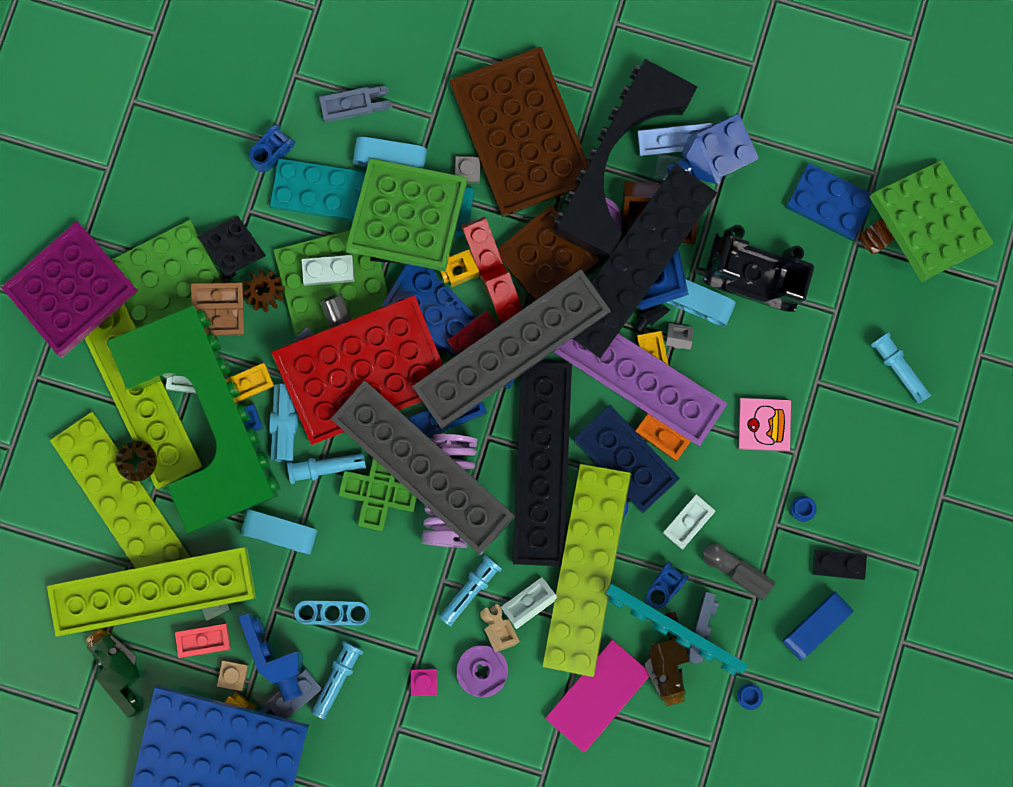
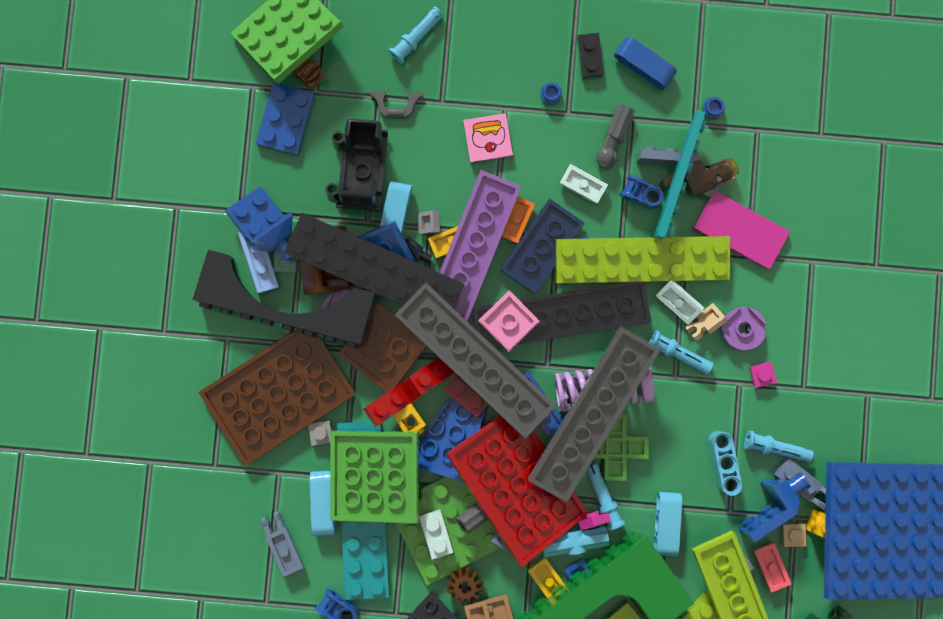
camera: 100 degrees left, 5 degrees up
(303, 447) = (594, 519): none -> dark pink plate
(548, 400) = (508, 321): none -> bright pink tile
(812, 335) = (387, 112): none -> dark grey helmet

